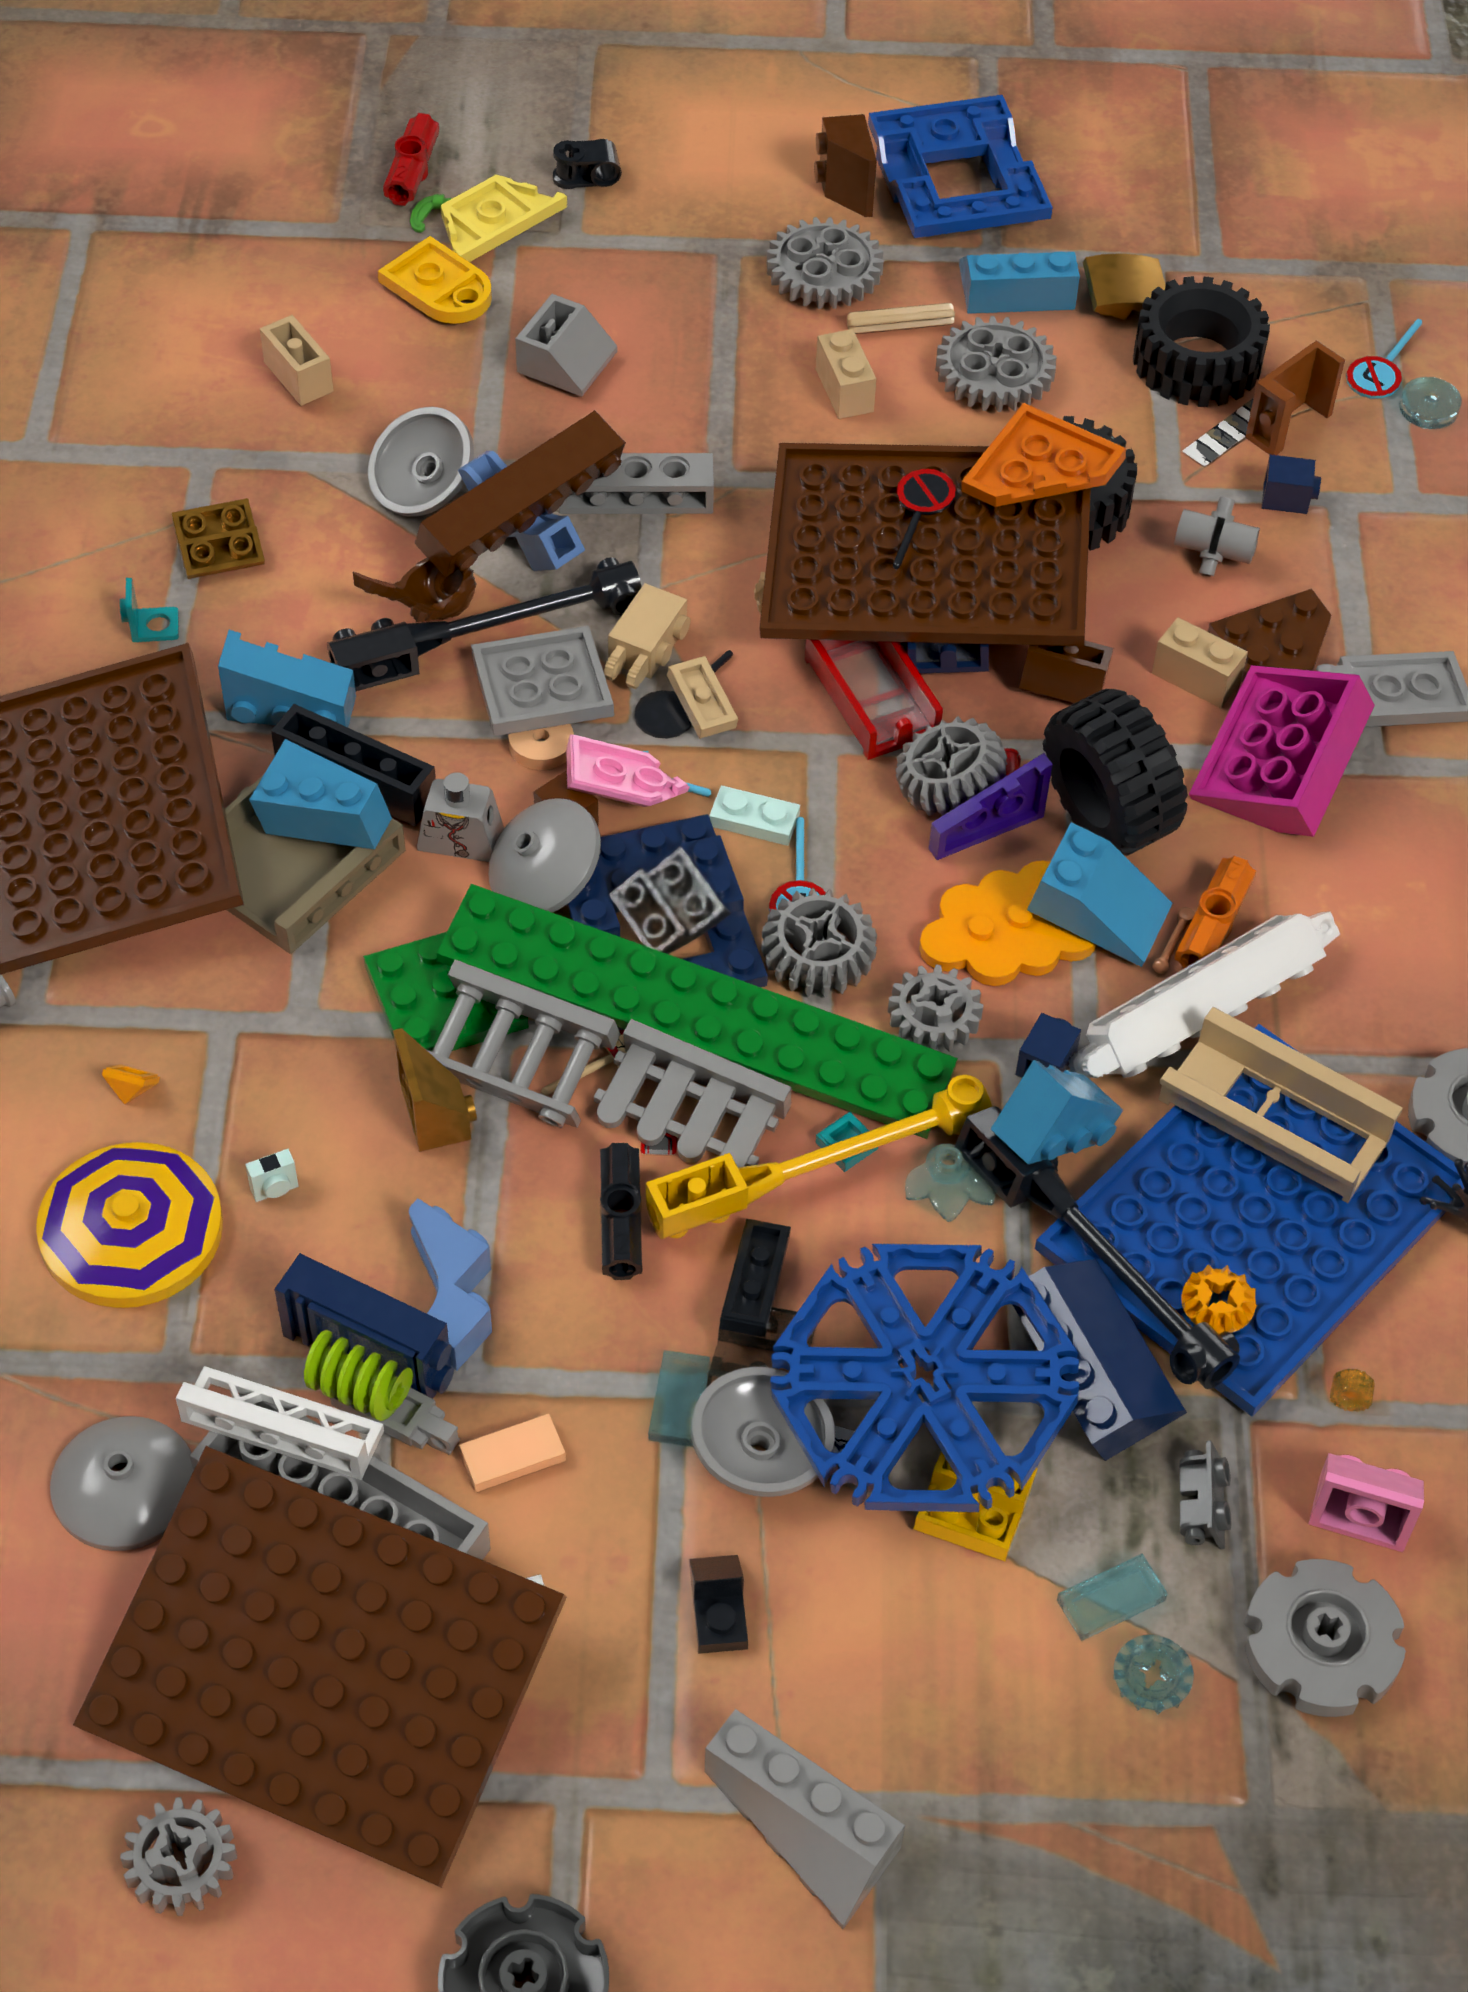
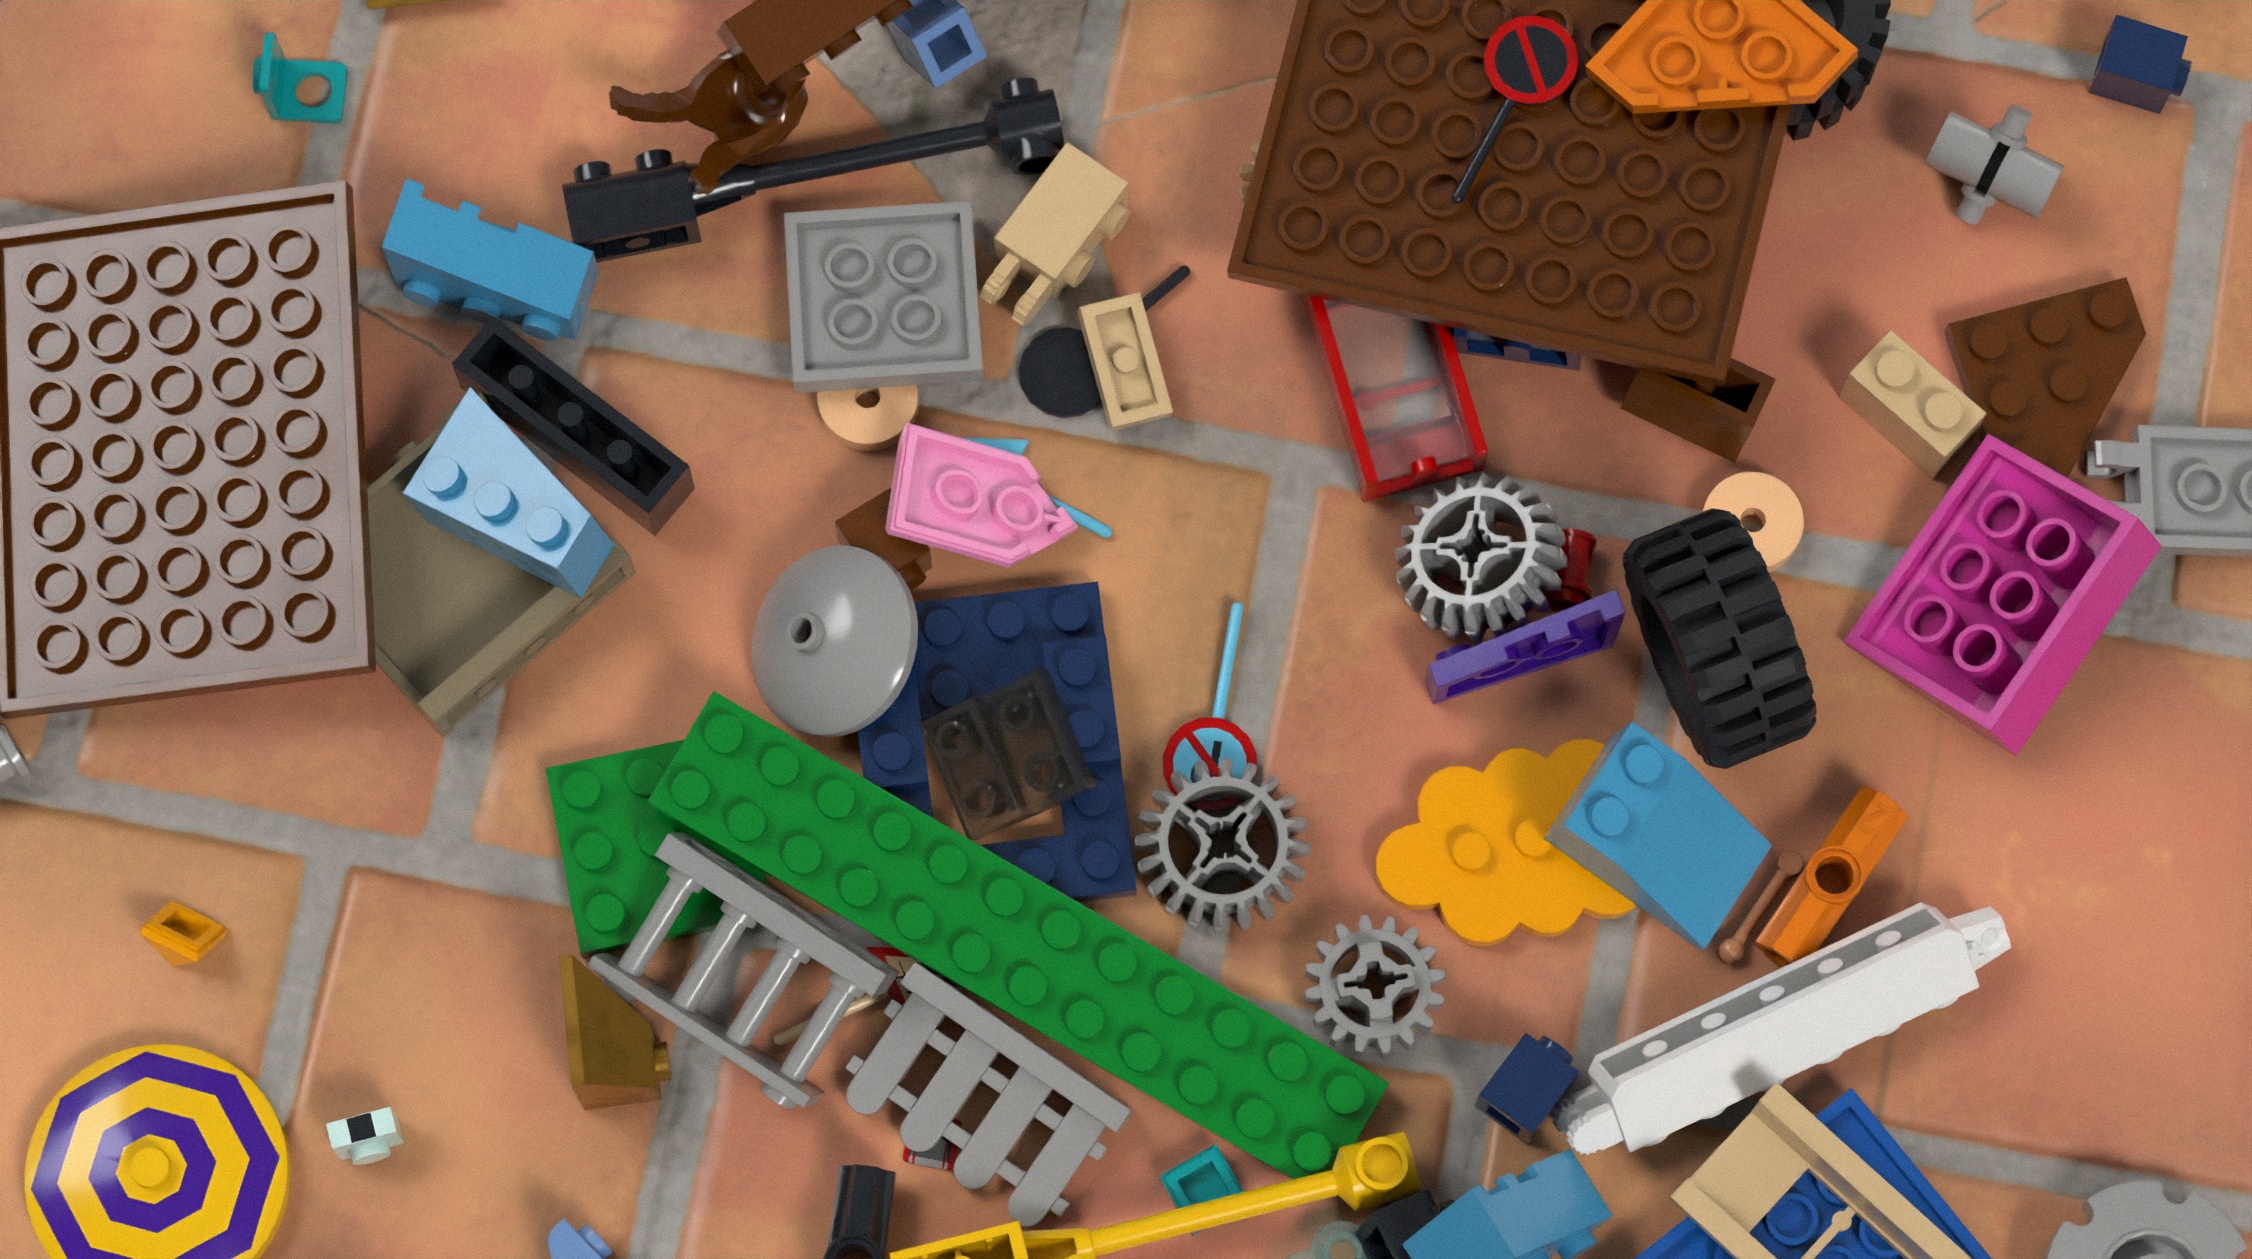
camera: 10 degrees right, 20 degrees up
(460, 819) = (719, 552): light grey torso -> none
(754, 815) = (1169, 587): light aqua plate -> none

